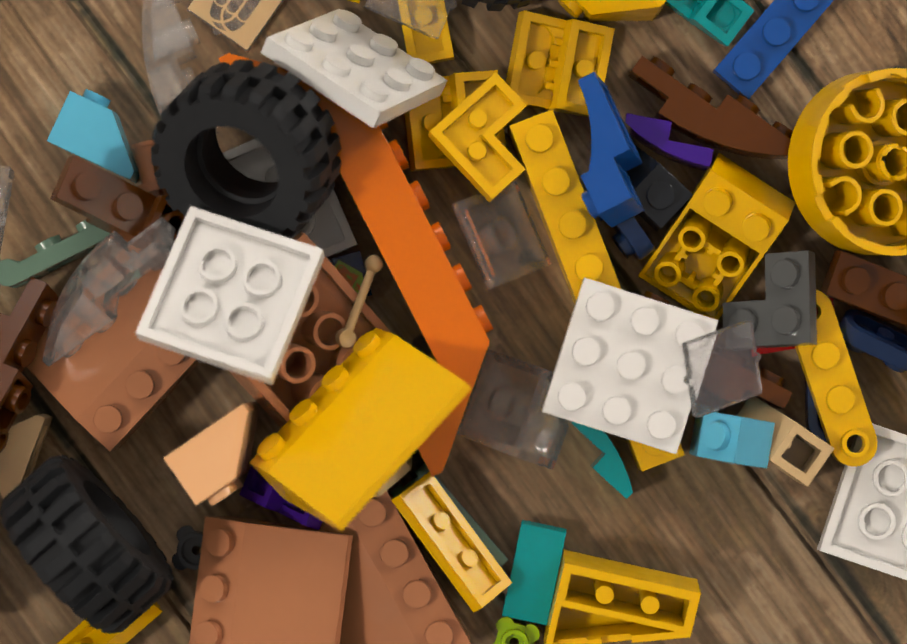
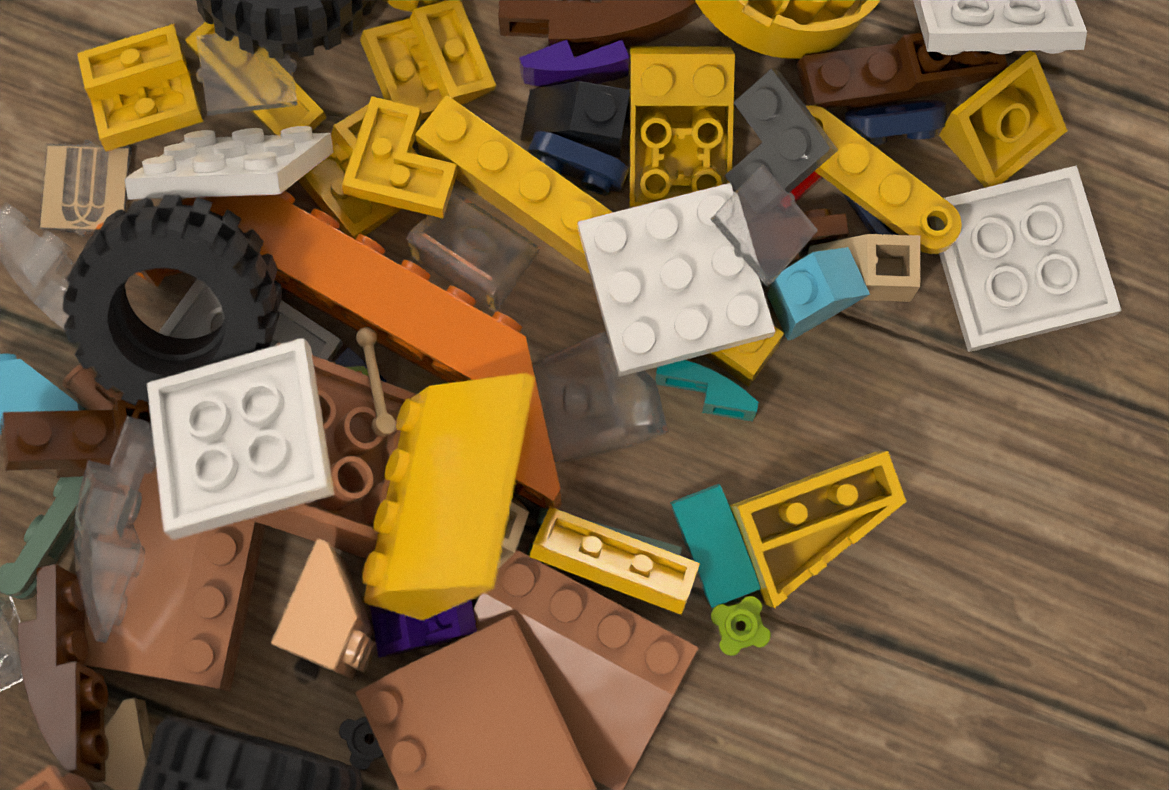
camera: 30 degrees left, 10 degrees down
(612, 155) = (532, 102): blue slope -> none

